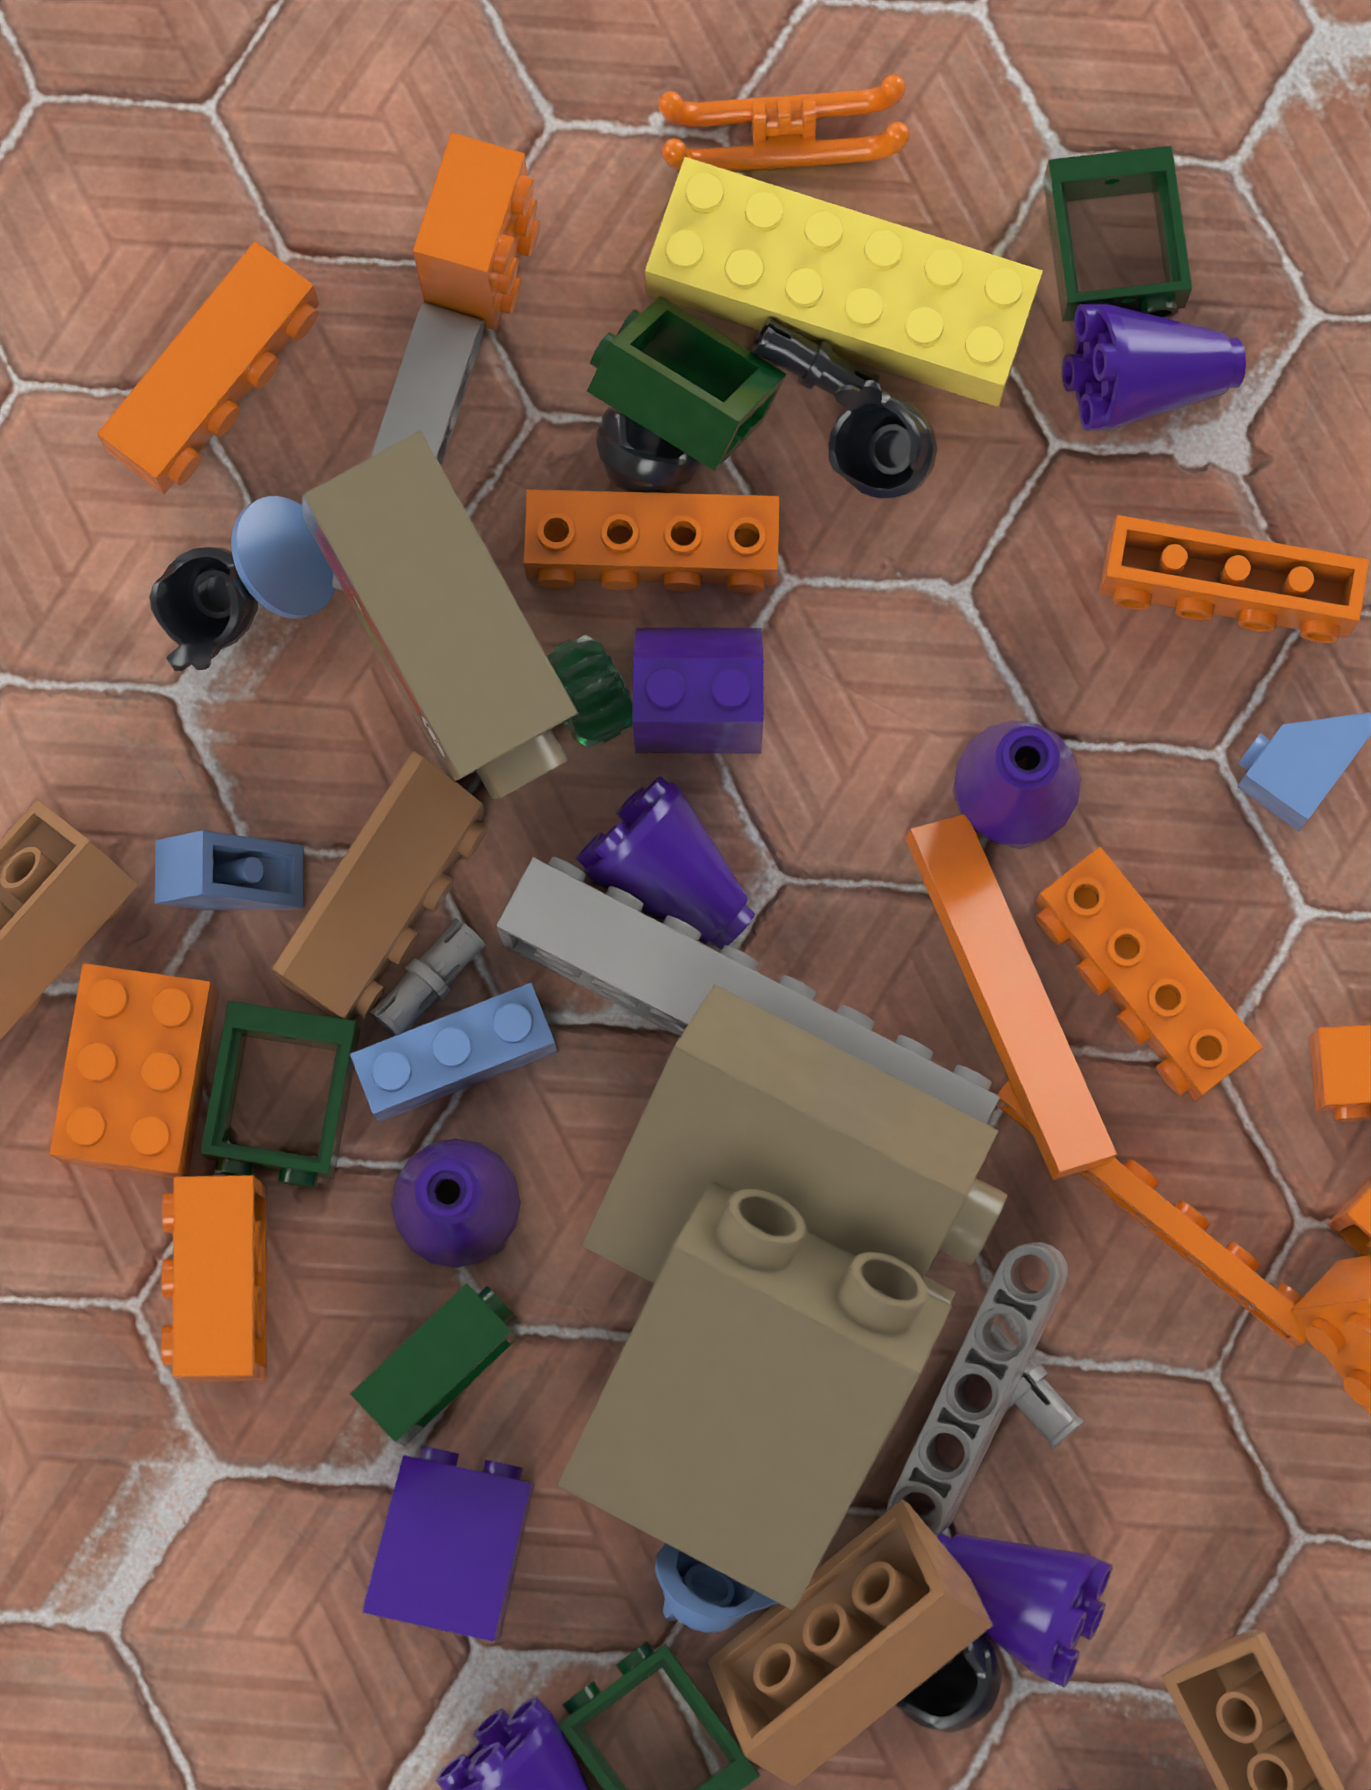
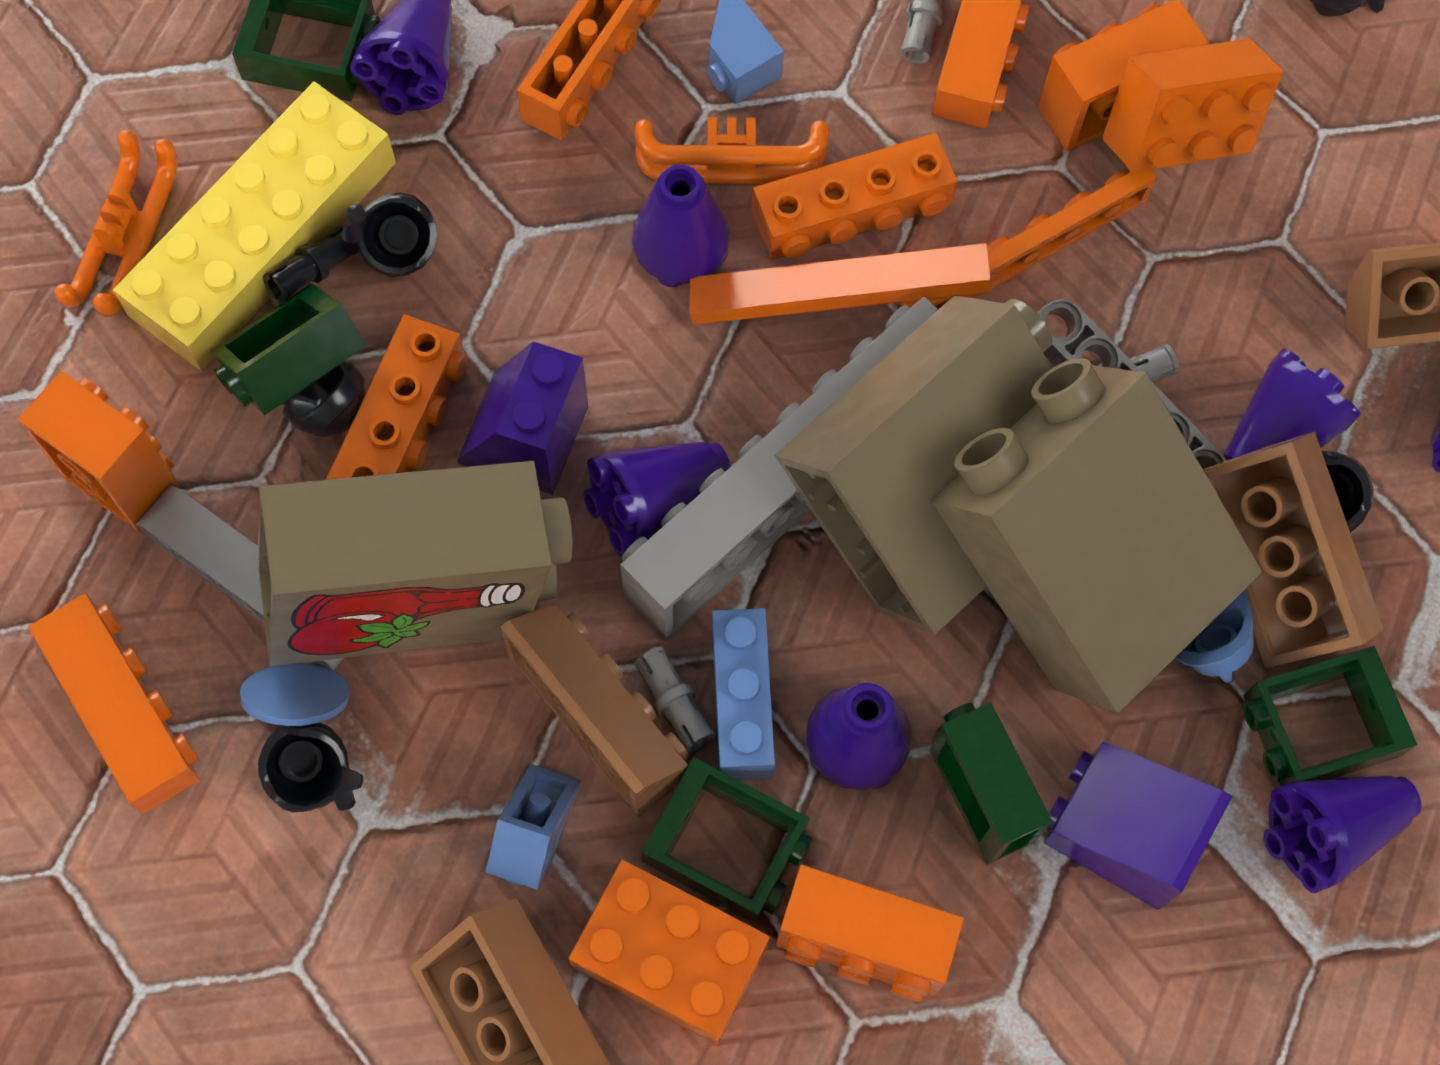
camera: 75 degrees left, 10 degrees down
(1148, 807) = (731, 156): none -> orange piece

